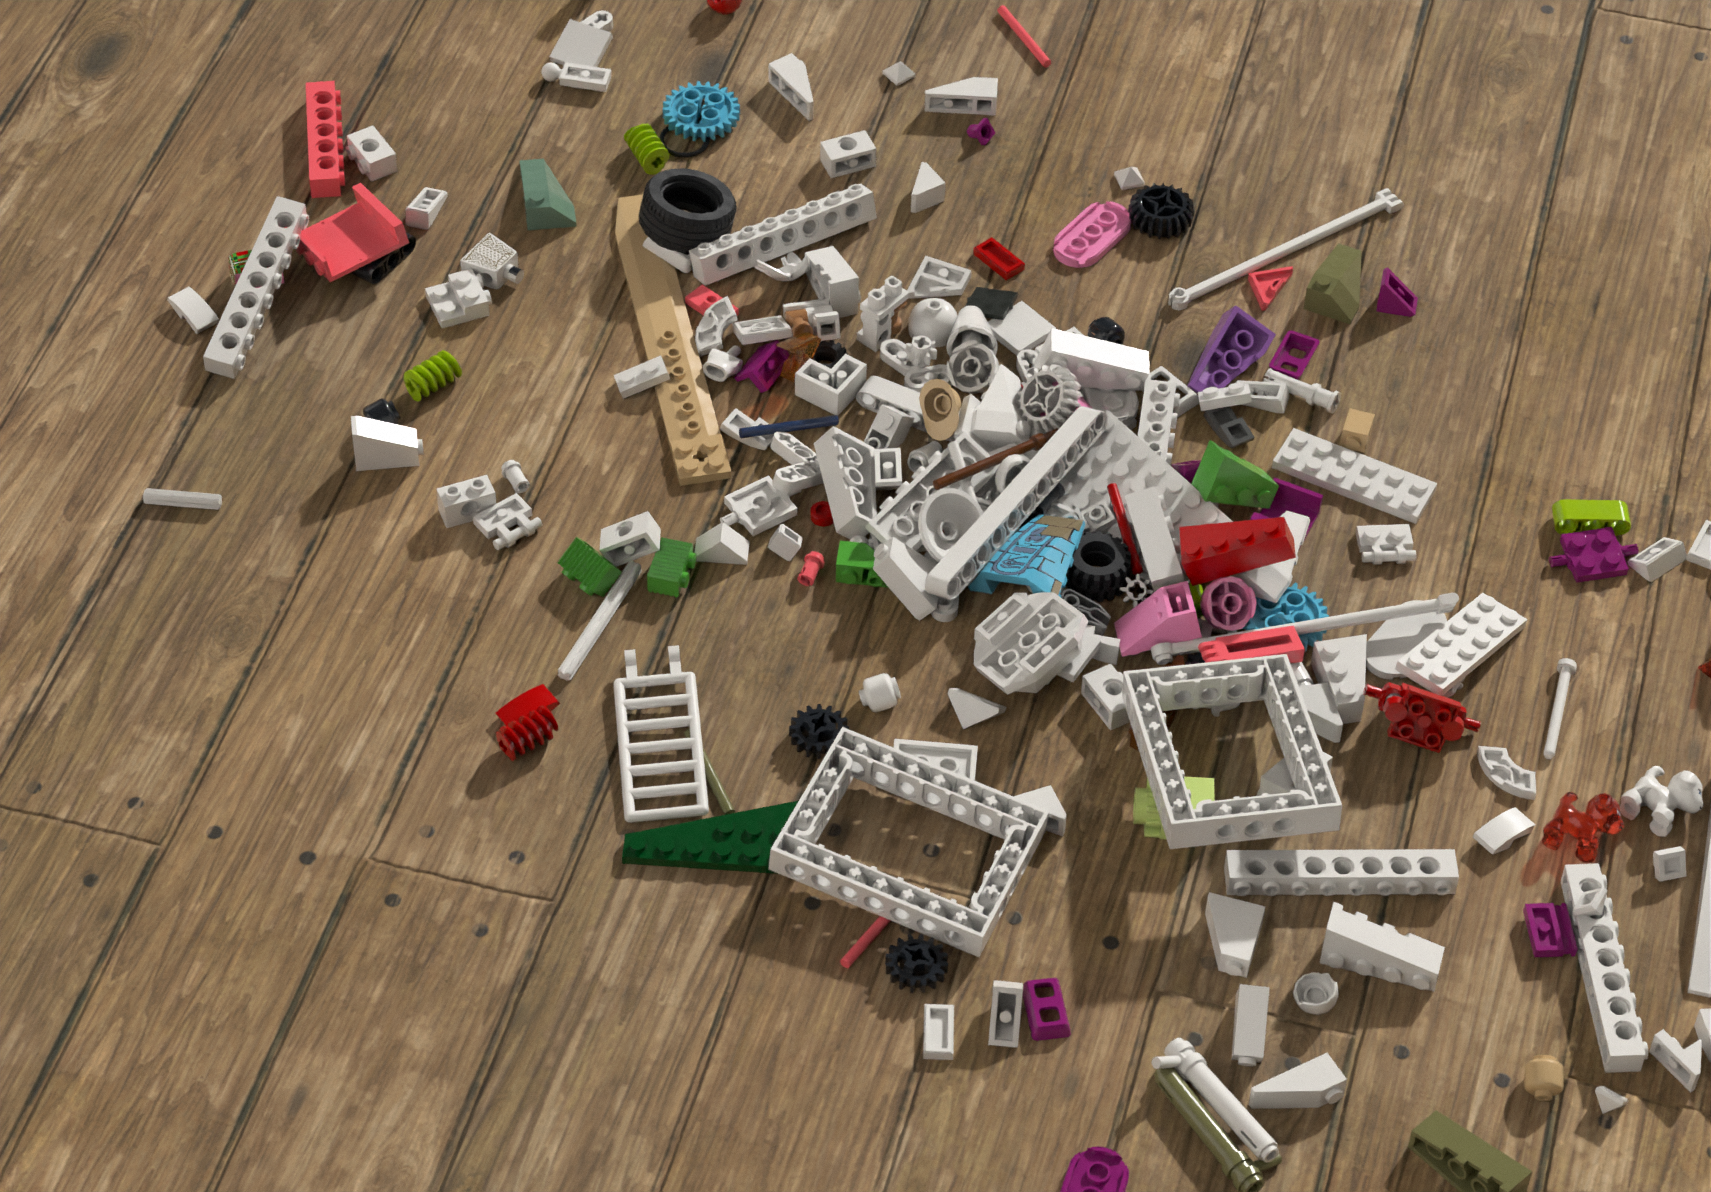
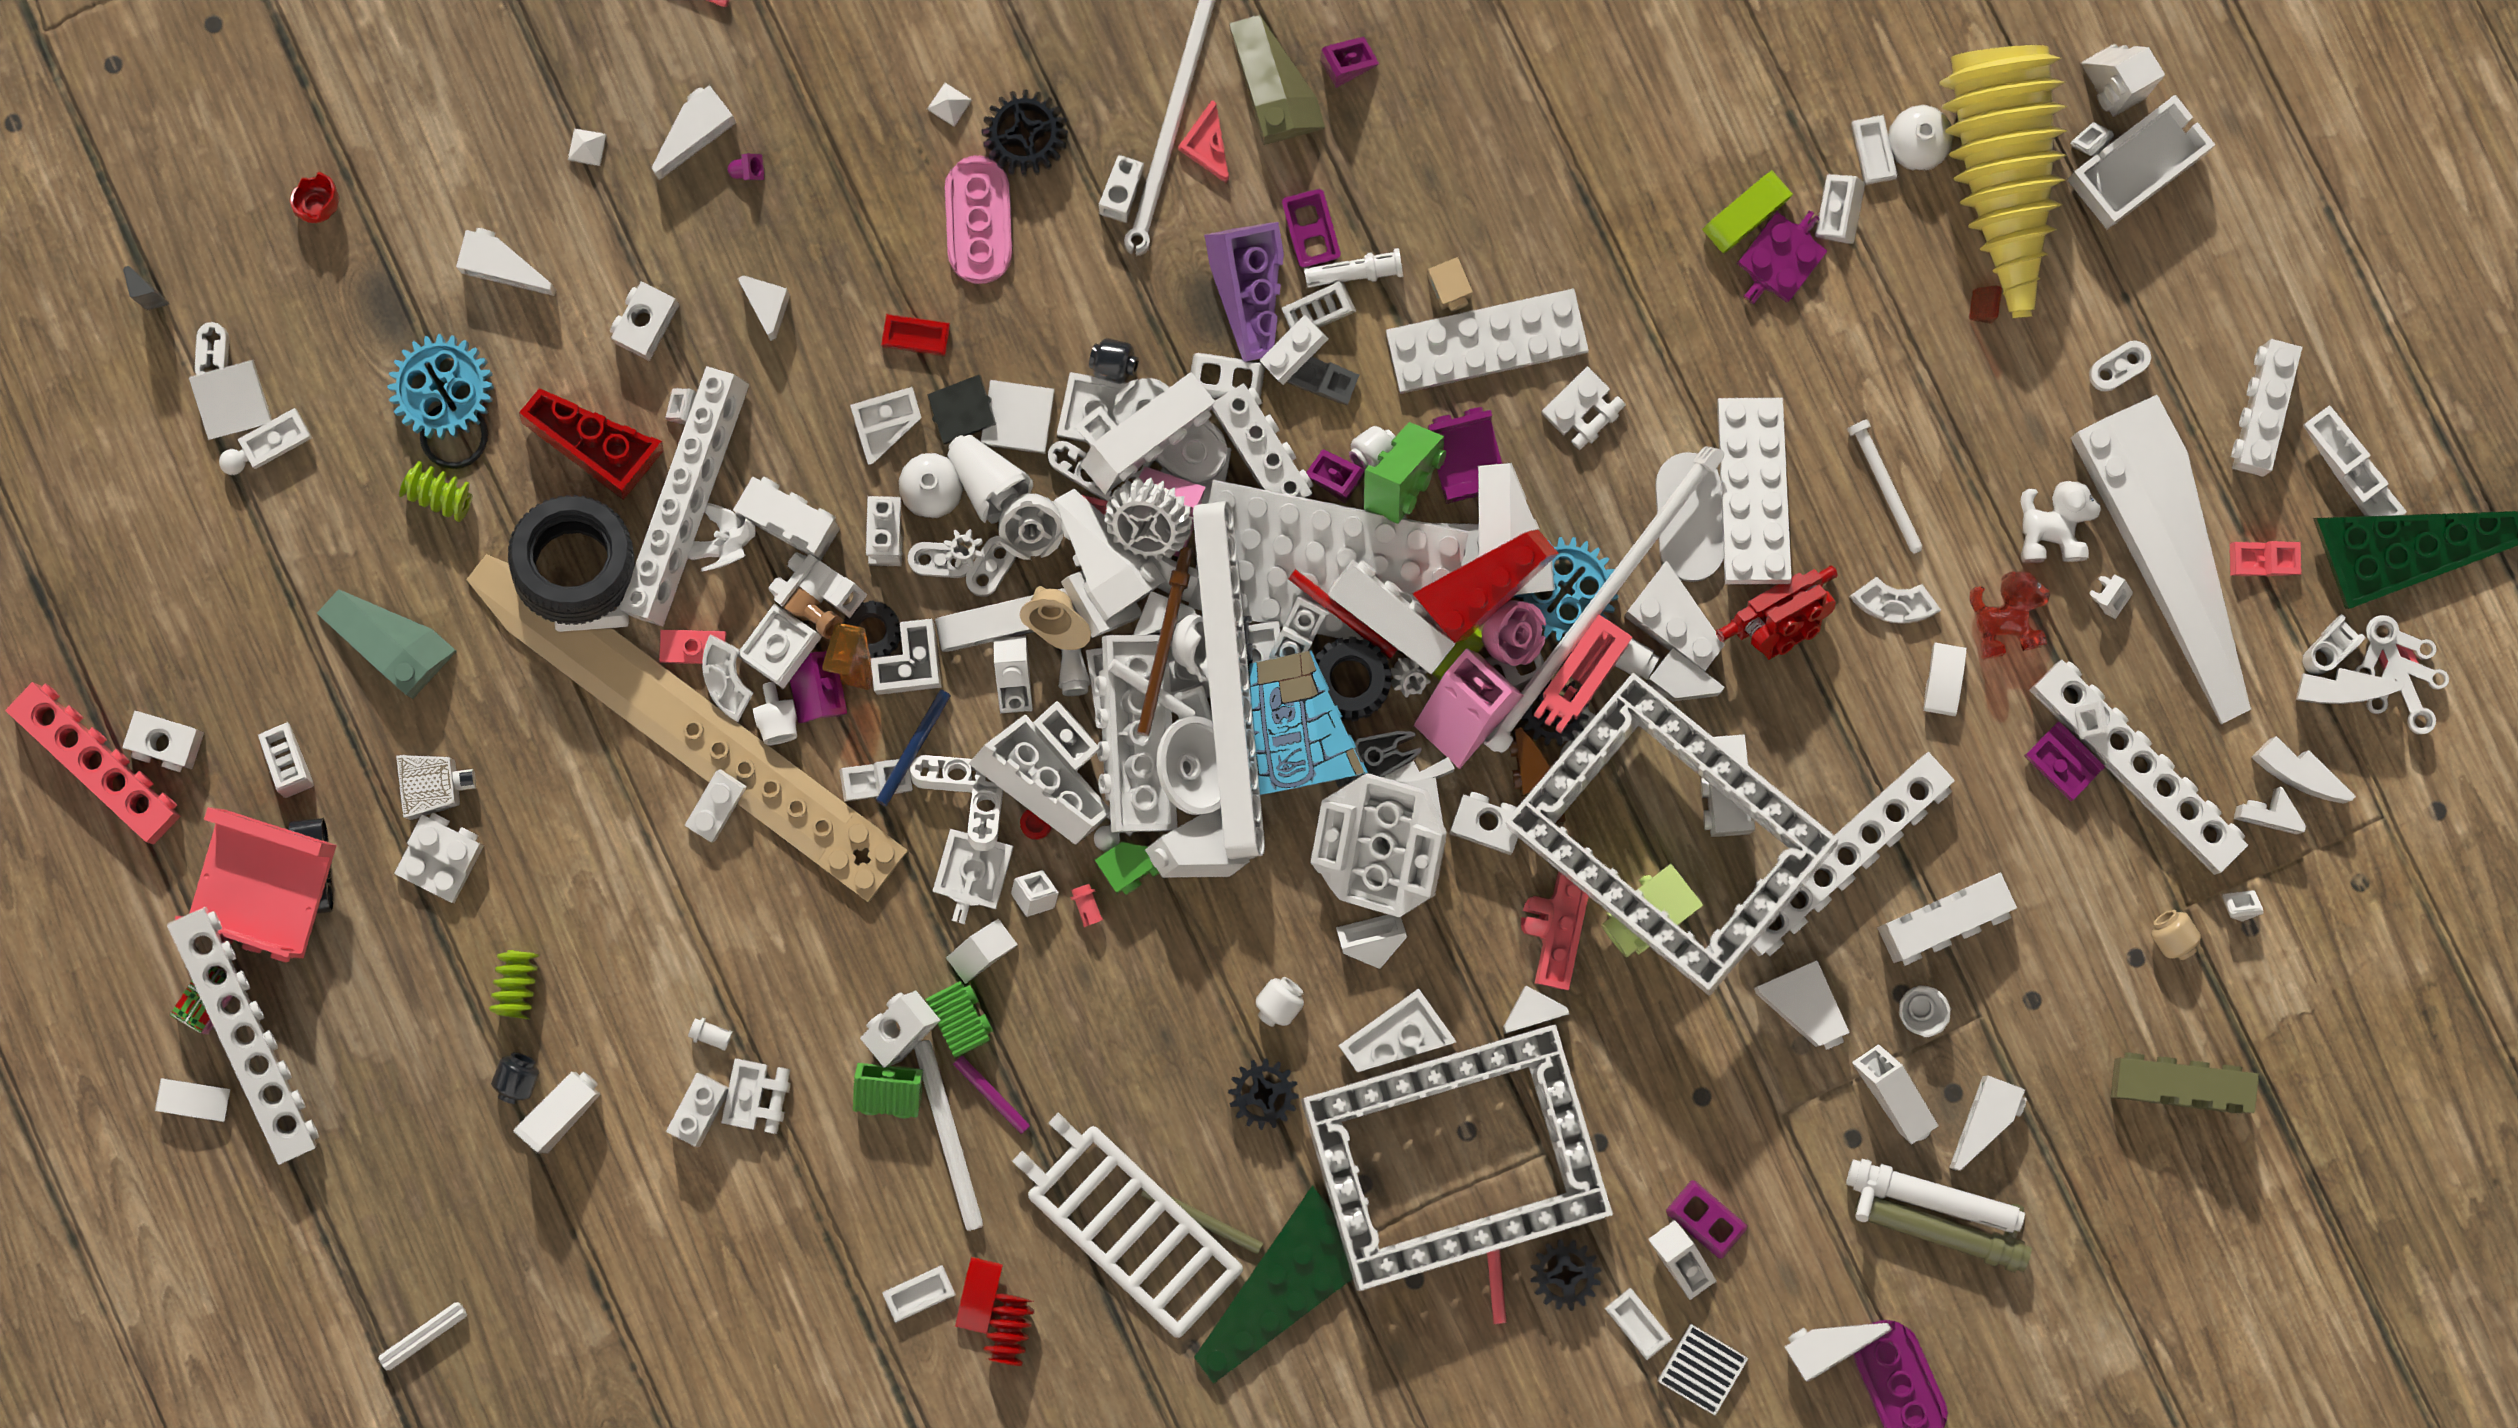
camera: 40 degrees left, 35 degrees up
(491, 683) = (918, 1293): none -> white tile
(648, 619) = (991, 1095): none -> magenta bar
(758, 179) = (599, 446): none -> red wedge
(956, 1088) = (1702, 1369): none -> tile
(1063, 1131) = (1824, 1348): none -> white slope
(1104, 779) = (1560, 931): none -> coral plate
(1192, 268) = (1121, 189): none -> white leg

